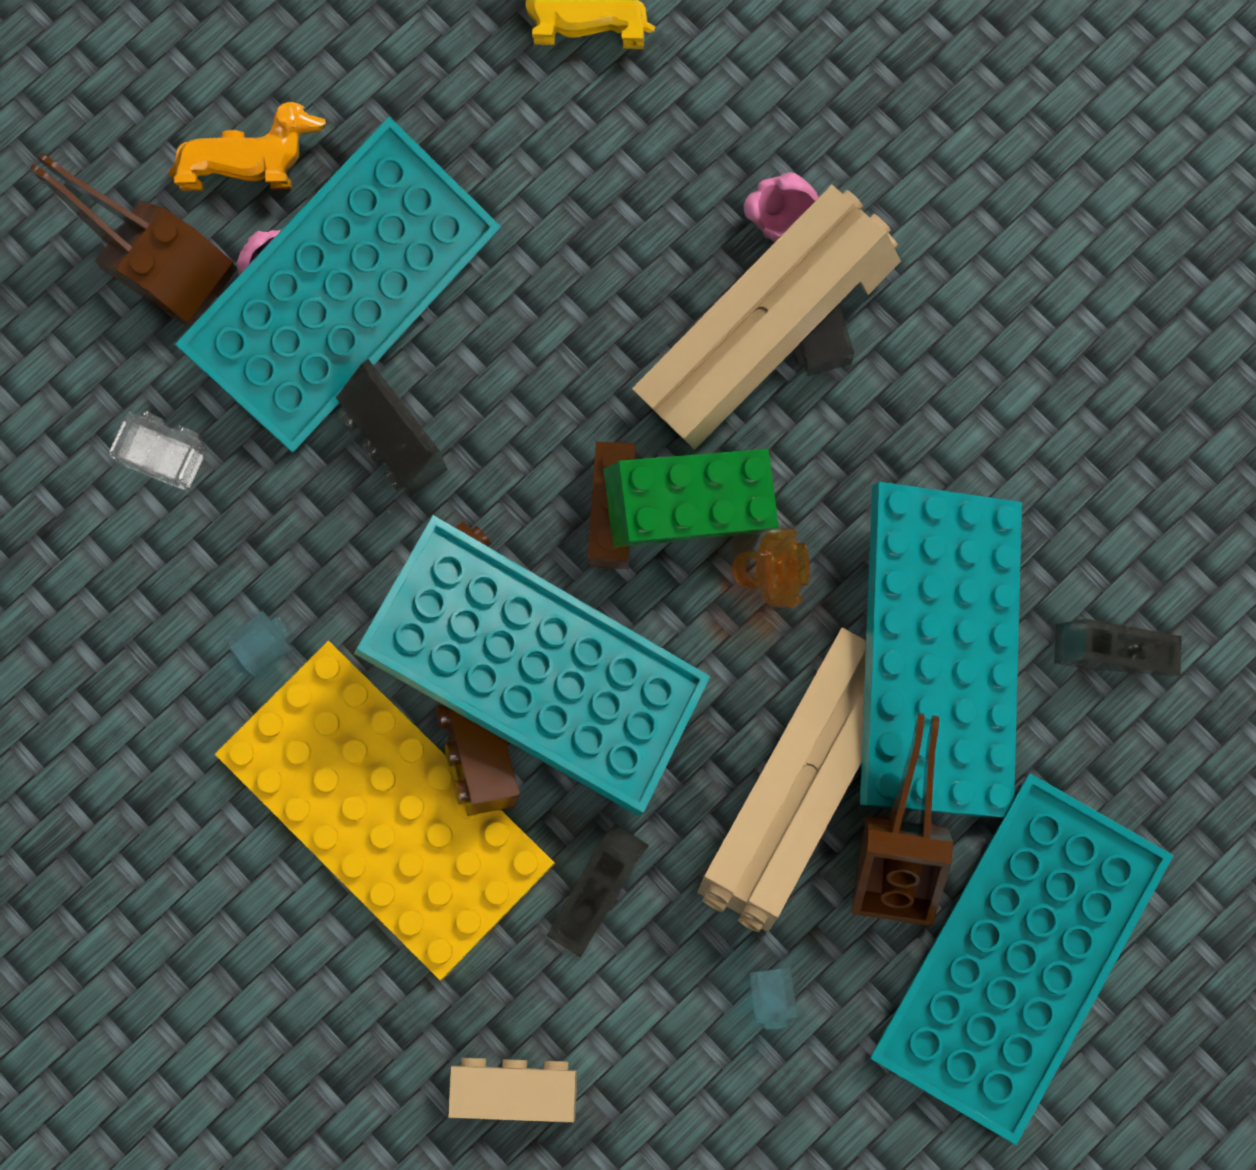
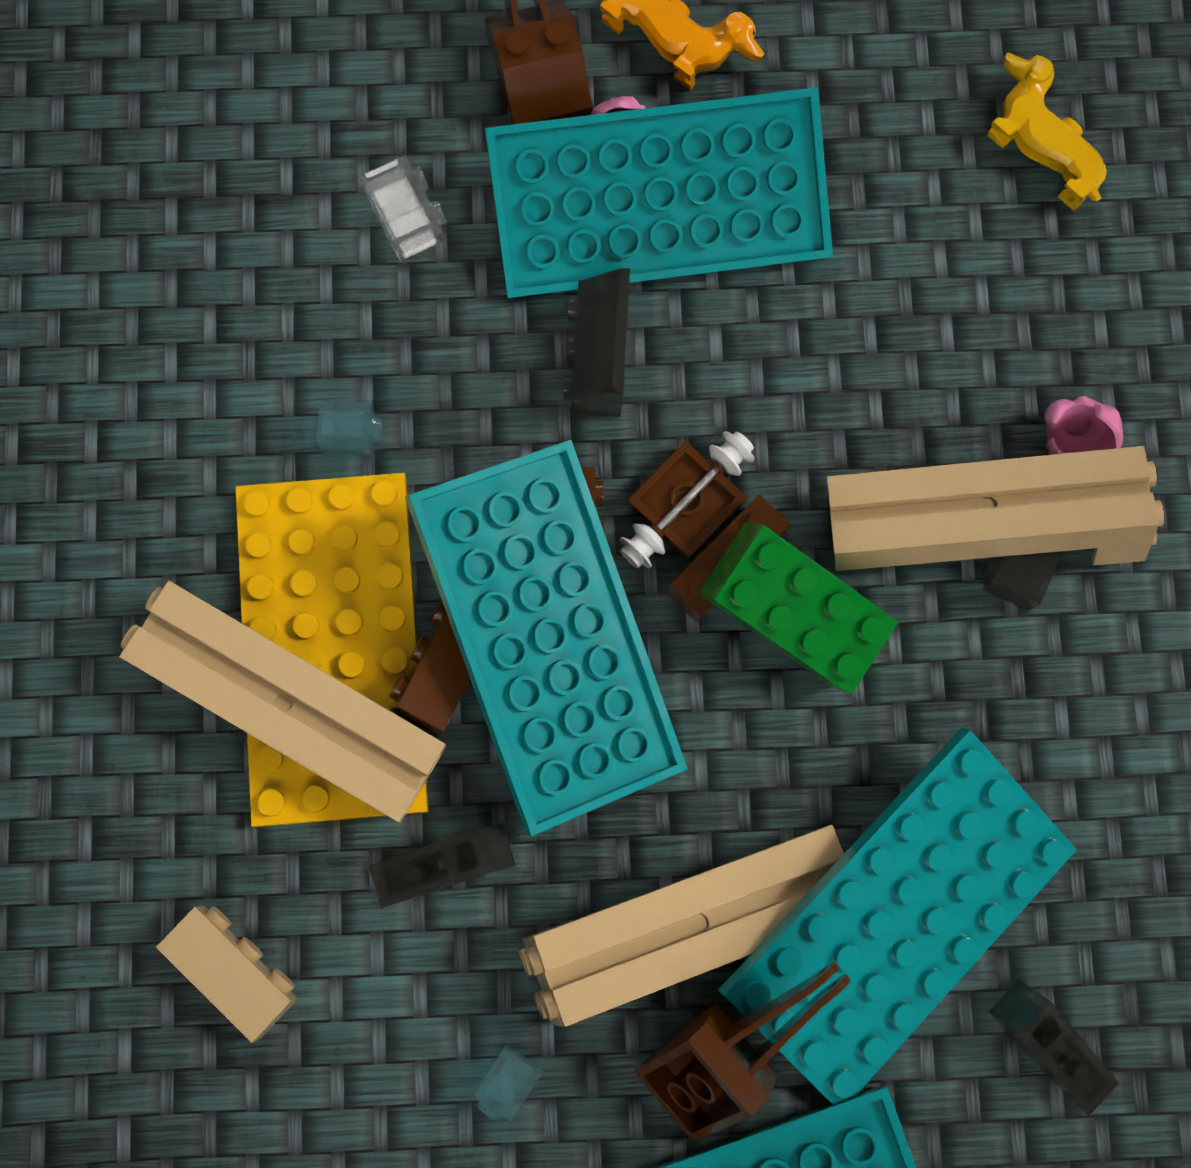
camera: 30 degrees right, 0 degrees up
(385, 871) = (282, 700): none -> tan brick
(547, 488) = (687, 500): none -> reddish brown plate
(780, 568) = (822, 730): clear orange tile -> none

